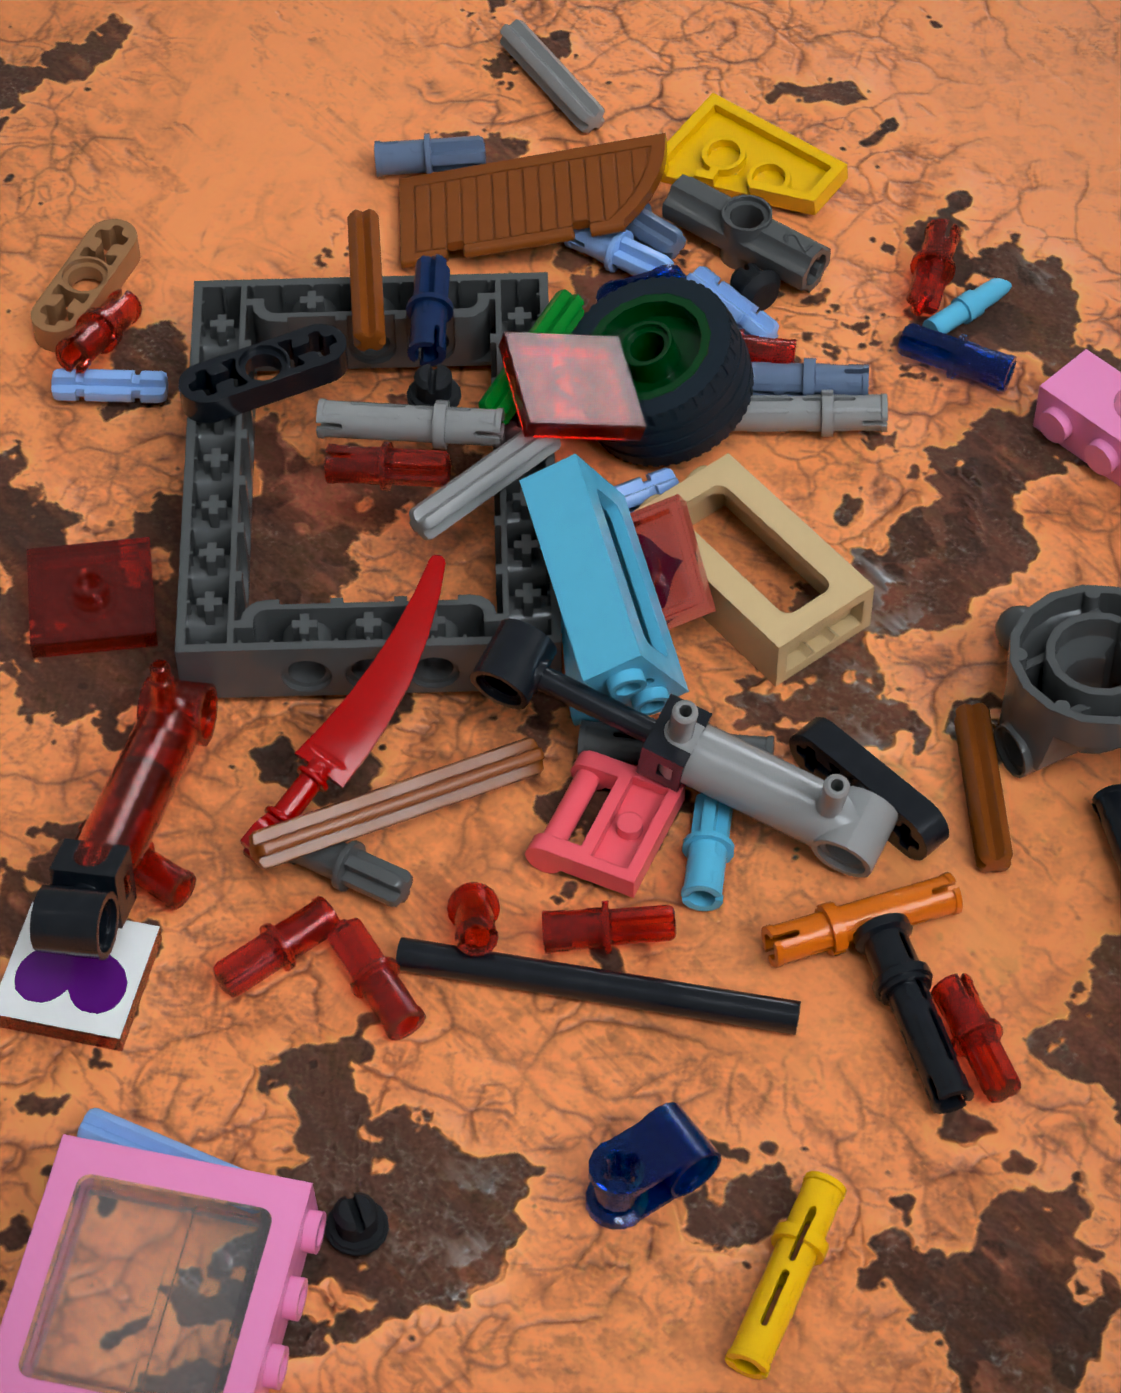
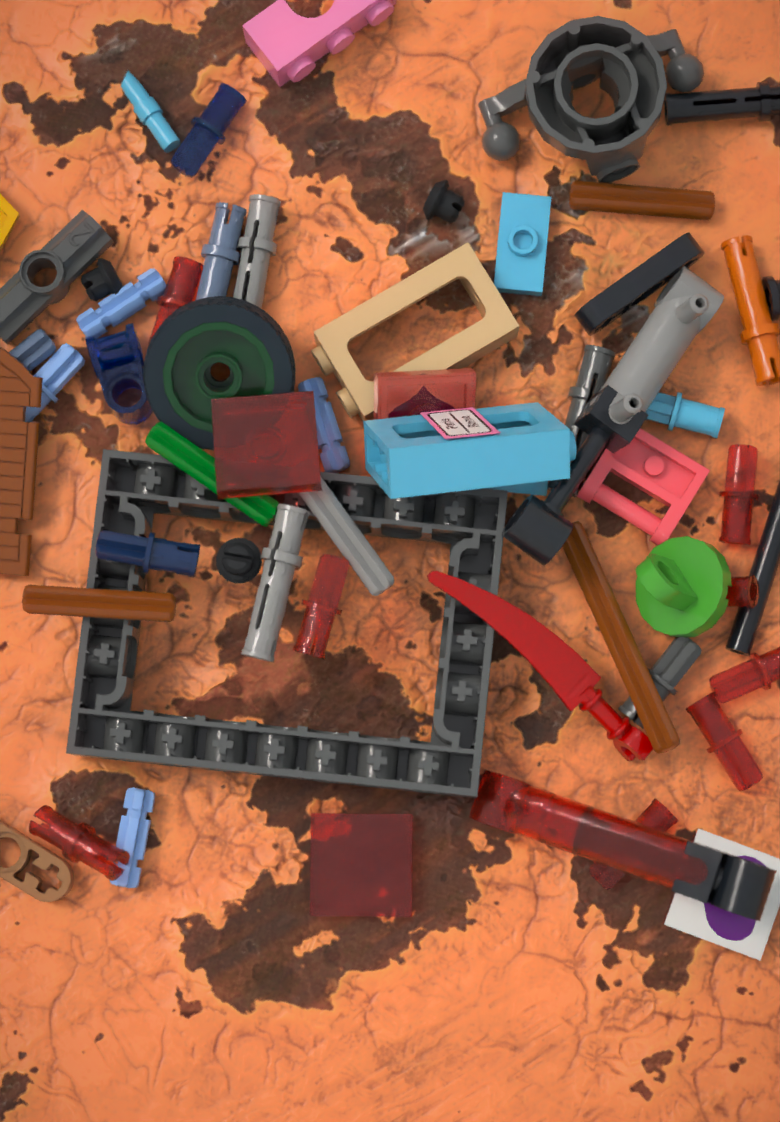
camera: 80 degrees left, 30 degrees up
(228, 401) = (173, 667): black beam -> none
(472, 852) = (682, 587): none -> bright green tile
(633, 566) = (459, 423): none -> sticker
(894, 670) = (522, 244): none -> medium azure plate
(926, 581) = (443, 203): none -> black piece
(933, 267) = (105, 129): clear red axle -> none

